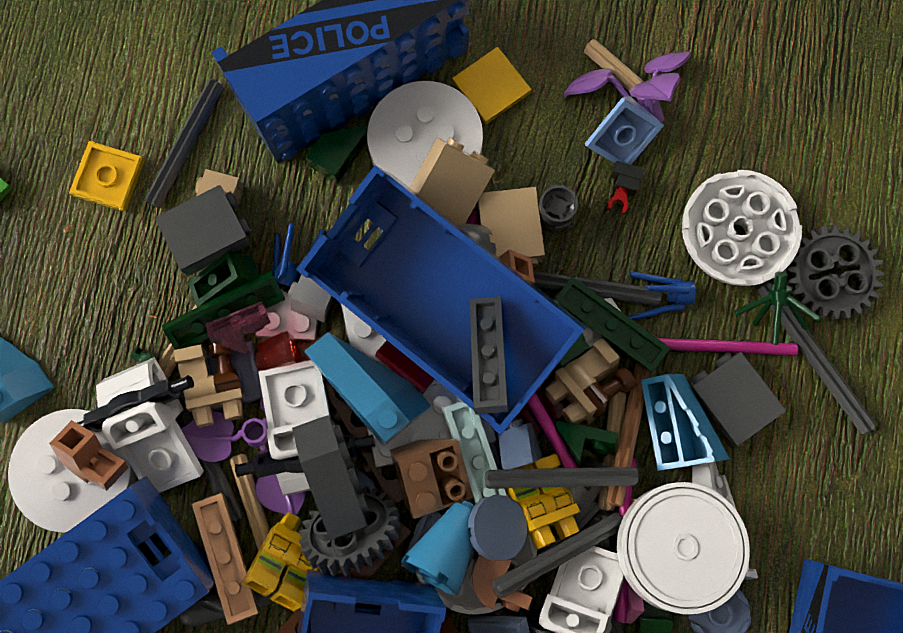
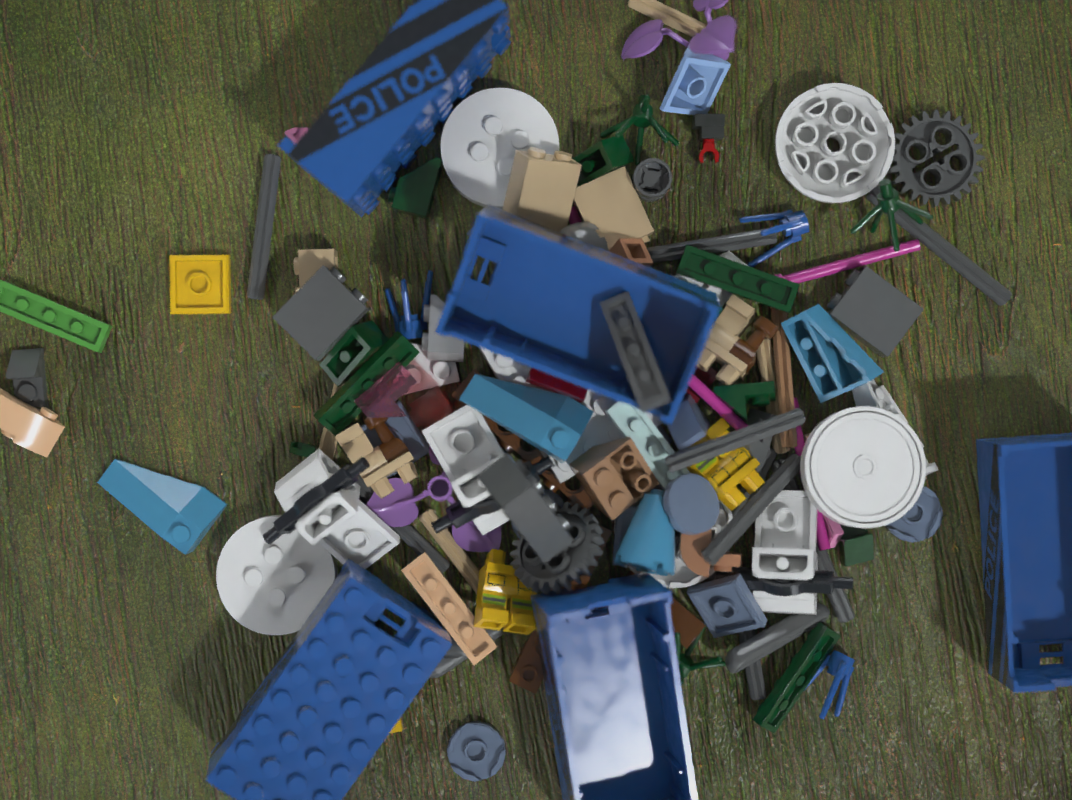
camera: 20 degrees left, 10 degrees up
(86, 458) = (291, 561): nougat brick -> none
(492, 85) = (547, 71): yellow tile -> none
(517, 173) = (603, 158): none -> dark green slope
(566, 151) = (642, 118): none -> dark green plant

